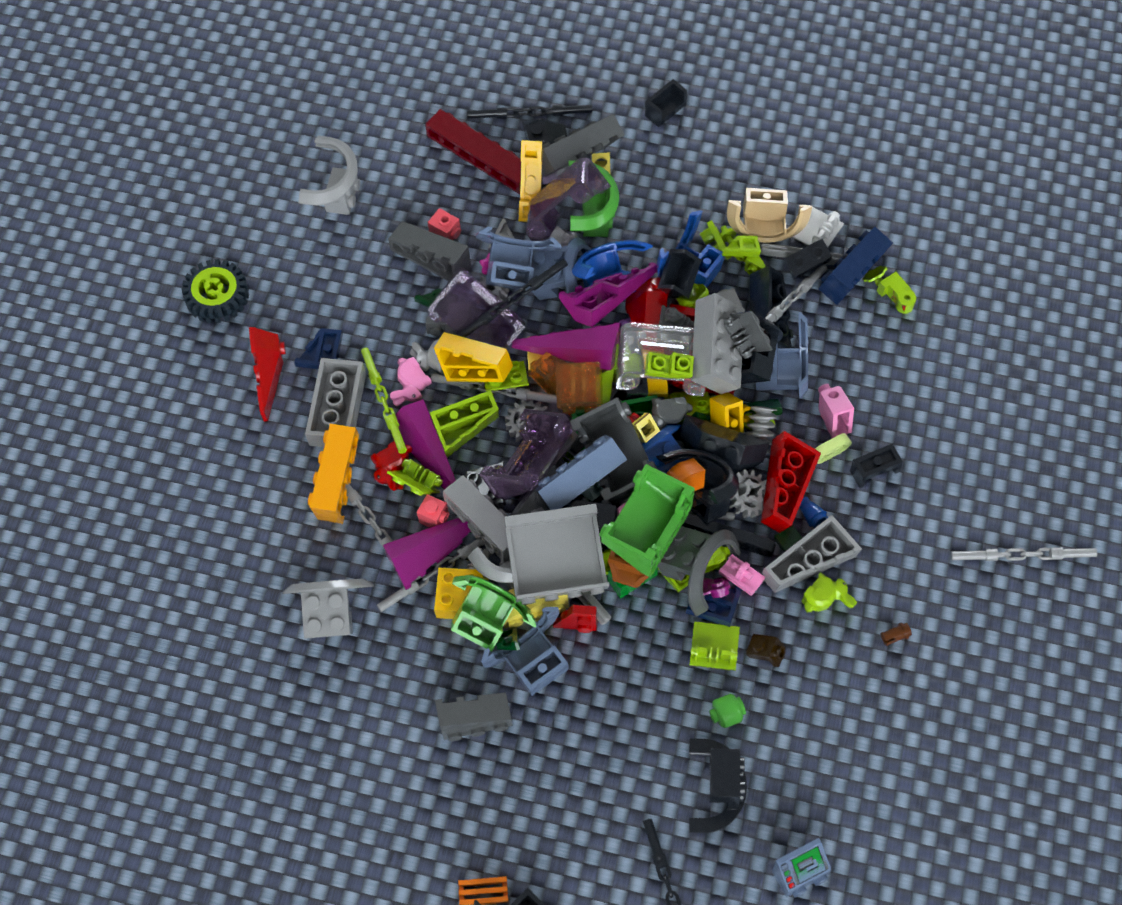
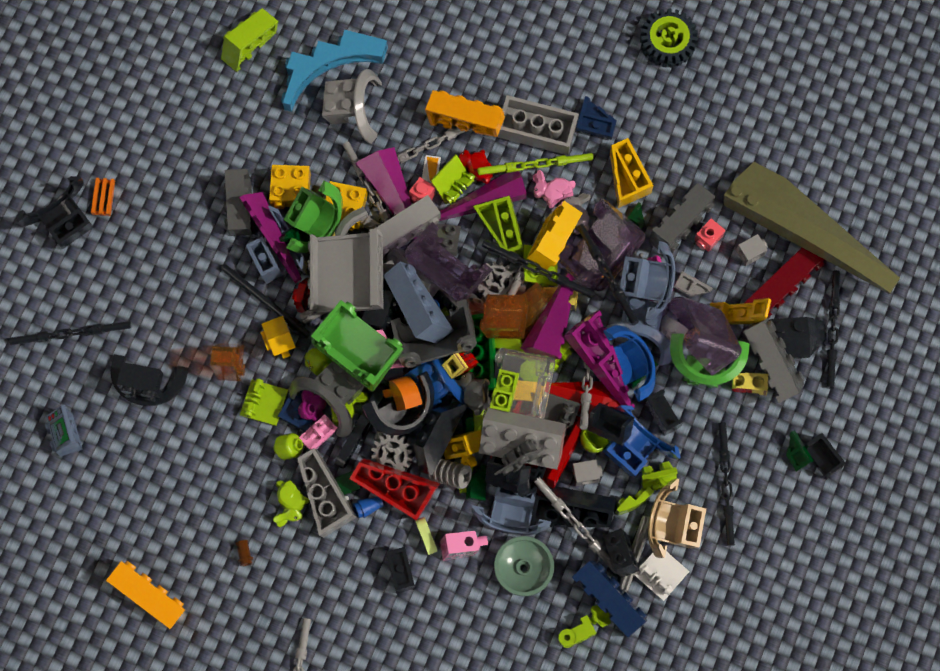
camera: 95 degrees right, 10 degrees up
(250, 745) = (247, 37): none -> lime wedge
(268, 358) = (590, 74): red wedge -> none
(285, 672) = (325, 56): none -> dark azure arch
(342, 184) = (762, 148): light grey piece -> none
(384, 307) = (628, 174): none -> yellow wedge
(399, 514) = (431, 167): none -> sticker
(408, 161) = (791, 214): none -> olive wedge
(444, 660) = (286, 184): none -> yellow brick
(455, 187) = (752, 249): none -> light grey brick
(487, 678) = (258, 209): none -> magenta wedge
(505, 393) = (561, 280): none -> black piece
(612, 631) = (293, 322): none -> black bar
(636, 635) = (277, 337): none -> yellow brick
(653, 302) = (585, 399): none -> light grey piece
(655, 591) = (316, 361): none -> lime head
(658, 238) = (663, 412): none -> black panel
(667, 125) = (797, 452): none -> dark green tile
(674, 684) = (228, 361): none -> clear orange wedge
(683, 188) = (724, 456): none -> black piece
(727, 710) = (203, 400): bright green head -> none
(743, 247) = (641, 493): lime tile -> none
(764, 604) = (288, 446): none -> lime head
(766, 648) = (251, 442): dark brown bracket -> none
(846, 336) = (527, 552): none -> sand green dish
(972, 732) = (146, 595): none -> light orange wedge

